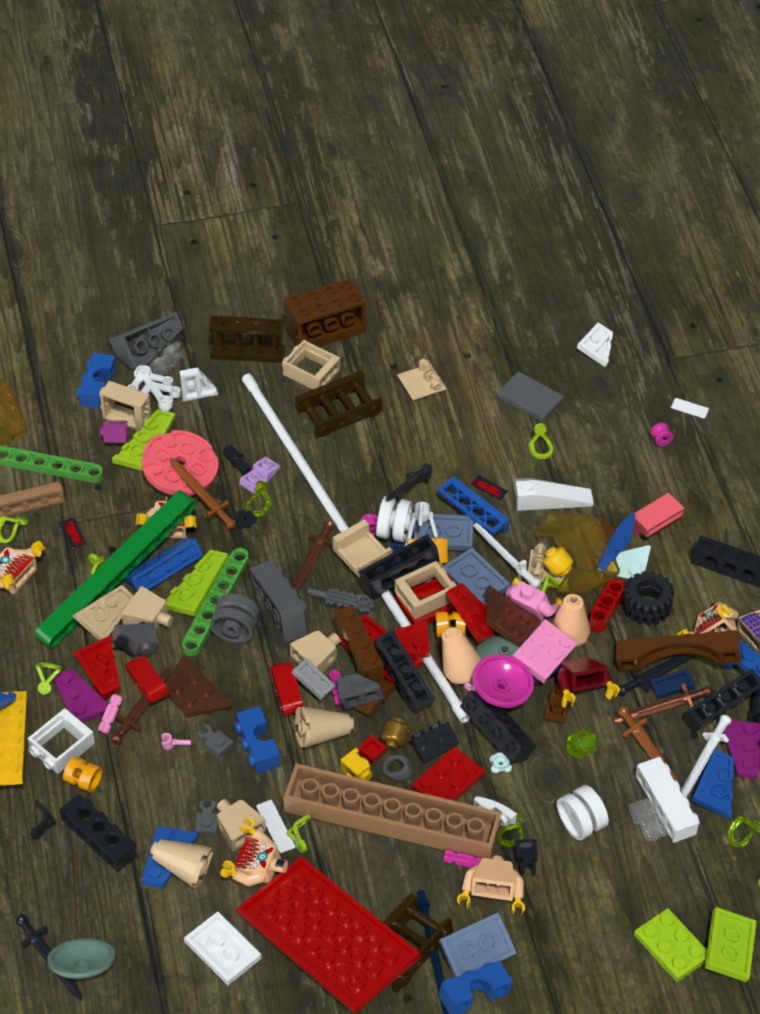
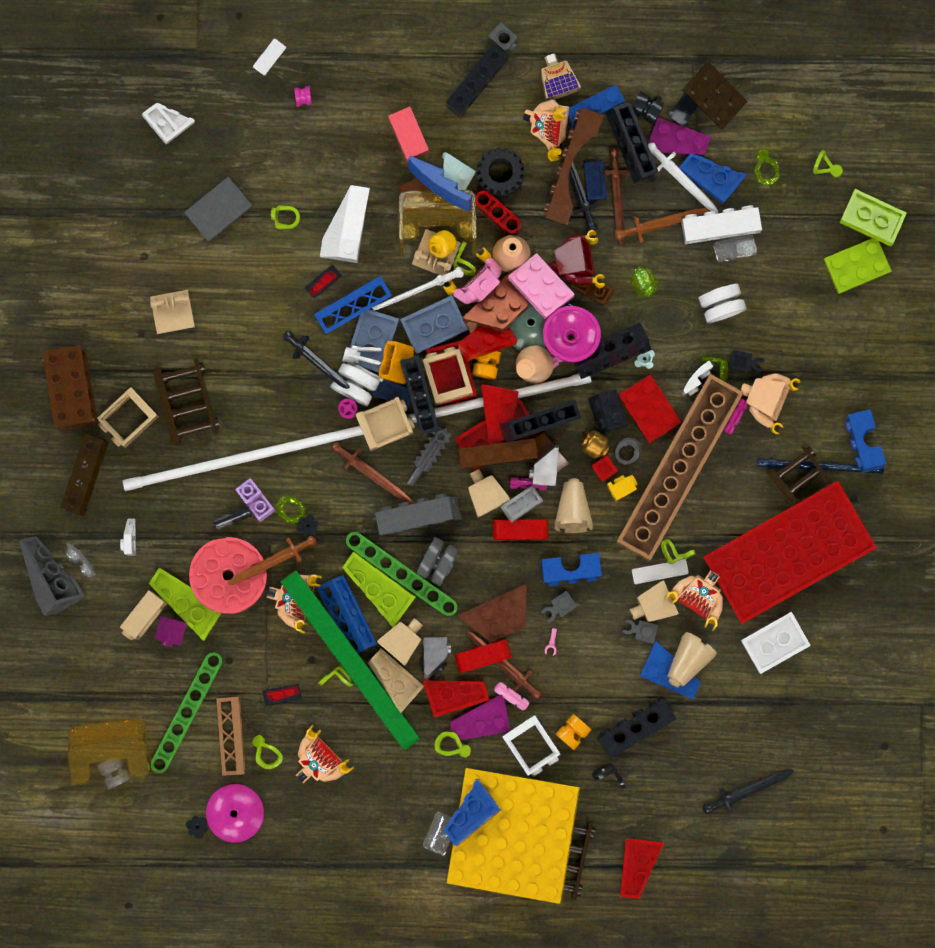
camera: 80 degrees left, 35 degrees up
(81, 958) = (753, 763): sand green dish -> none
(99, 368) = (77, 631): blue arch -> none
(144, 374) = (117, 582): white plant -> none
(477, 945) = (827, 429): sand blue plate -> none

